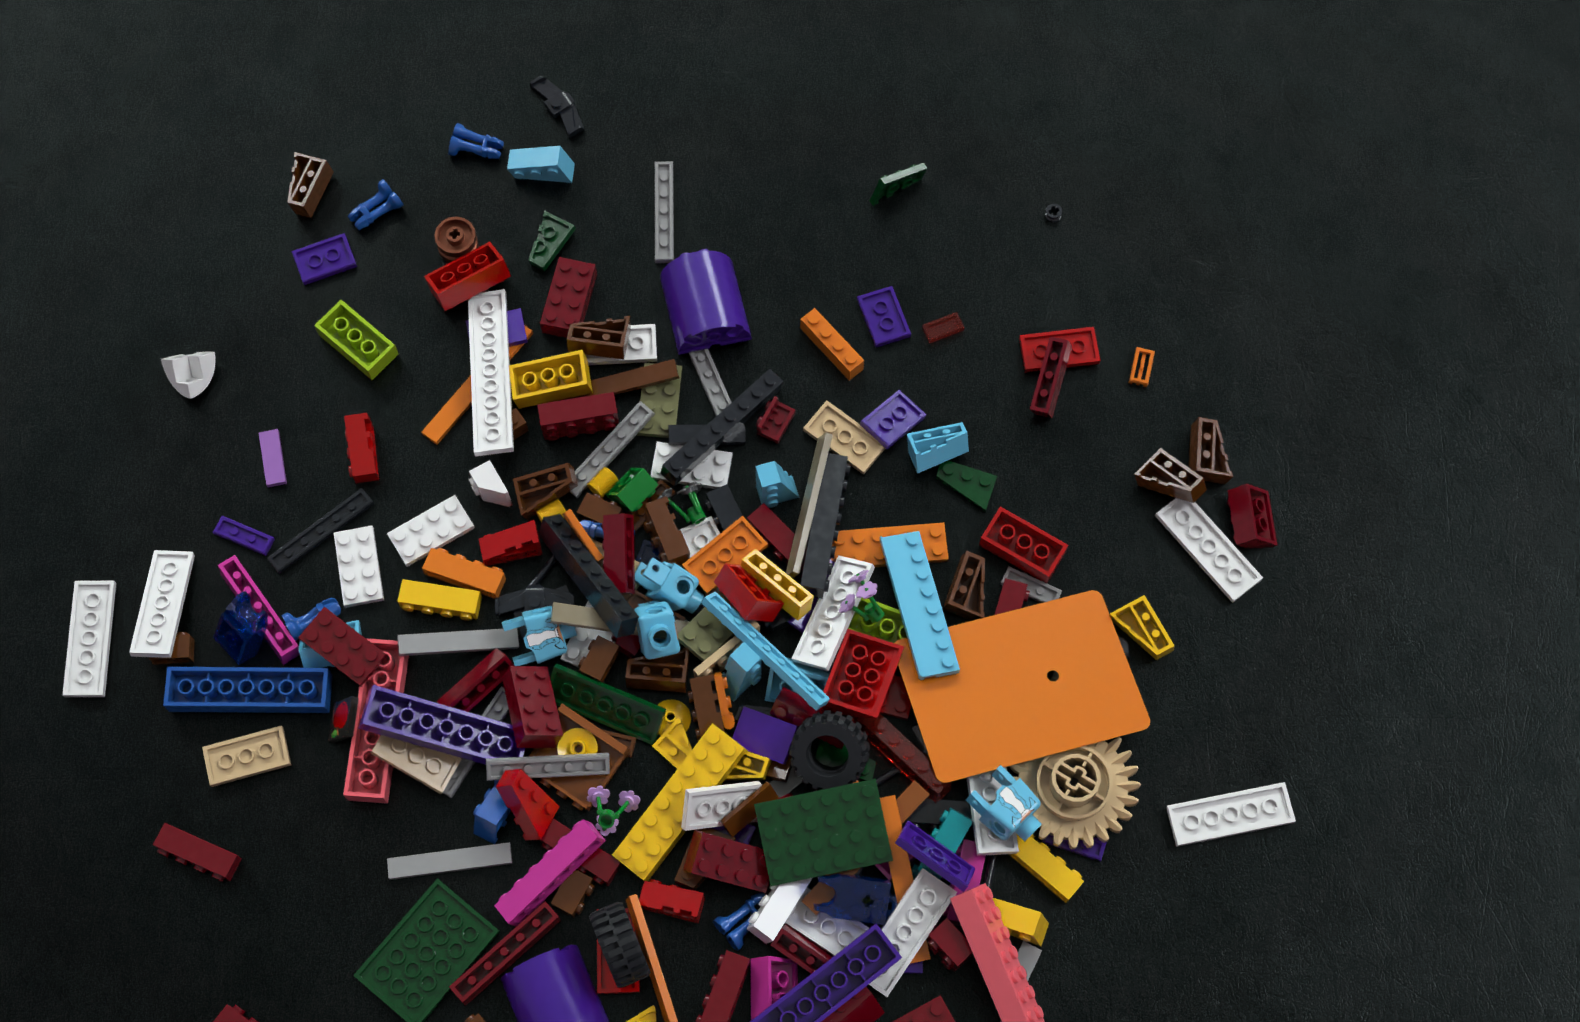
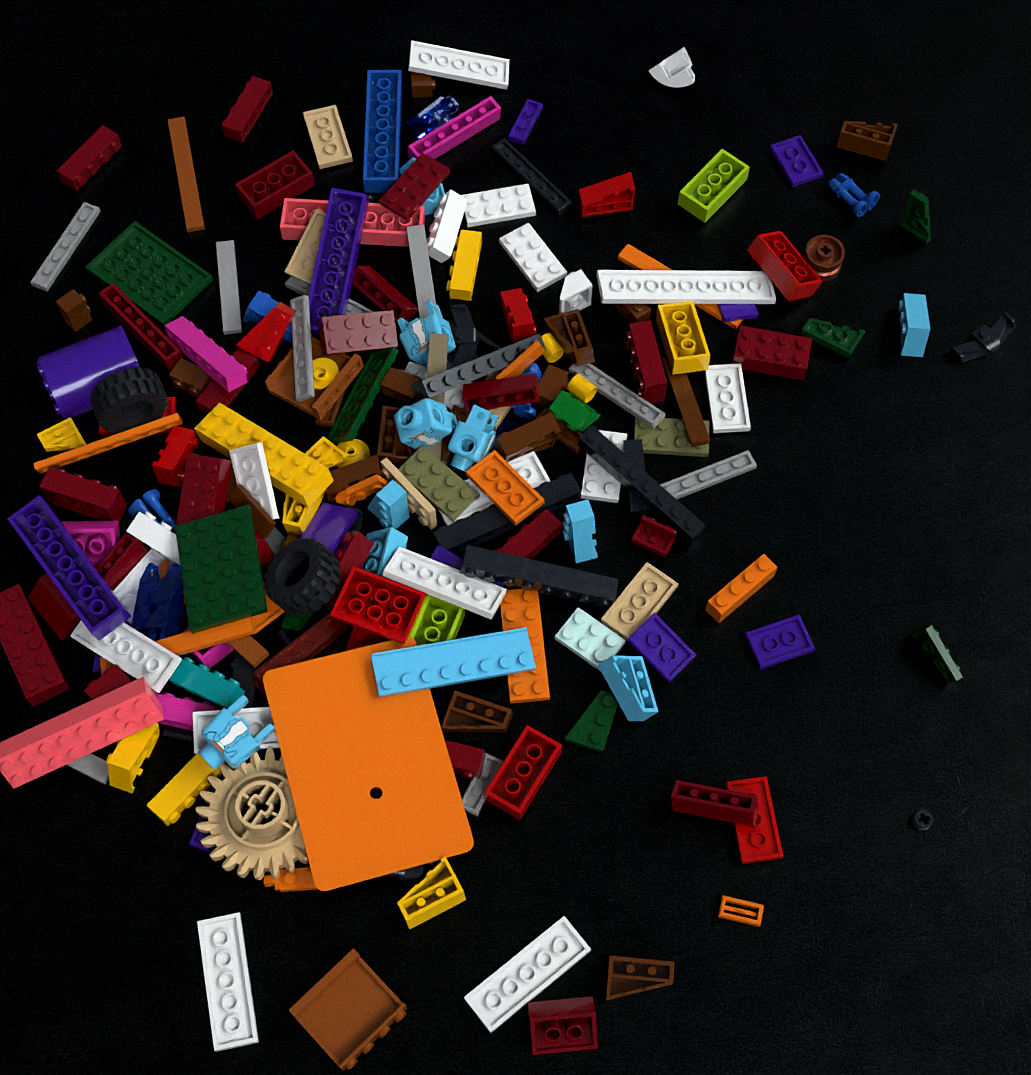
camera: 90 degrees right, 5 degrees down
(89, 639) = (432, 24): white plate -> none
(272, 458) = (598, 136): medium lavender tile -> none
(283, 922) = (186, 174): none -> dark orange tile
(298, 625) = (454, 180): blue piece -> none
(316, 811) = (270, 185): none -> dark red brick
(387, 617) = (446, 225): none -> white brick
(416, 146) = (916, 216): none -> dark green wing
(464, 573) = (490, 282): orange brick -> none
(487, 141) = (940, 255): blue piece -> none
(600, 338) = (726, 377): reddish brown wedge -> none
(606, 818) = (255, 402): lavender plant -> none
(664, 212) = (877, 435): light grey tile -> none
(695, 513) = (548, 463): green plant -> none
(704, 301) = (778, 471): dark purple cylinder -> none
(745, 595) = (458, 499): red wedge -> none
(769, 654) = (399, 514): medium azure plate -> none
(782, 587) = (470, 527): yellow brick -> none
(808, 505) = (559, 561): dark tan tile -> none
(866, 590) = (454, 597): plant -> none
(882, 485) = (589, 638): none -> light aqua plate
(935, 856) = (188, 667): dark purple tile -> none
(943, 327) = (772, 701): clear red tile -> none
(1132, 743) = (298, 880): none -> orange hinge
(1170, 477) = (605, 929): reddish brown wedge -> none
(1251, 702) = (348, 1010): none -> dark orange panel

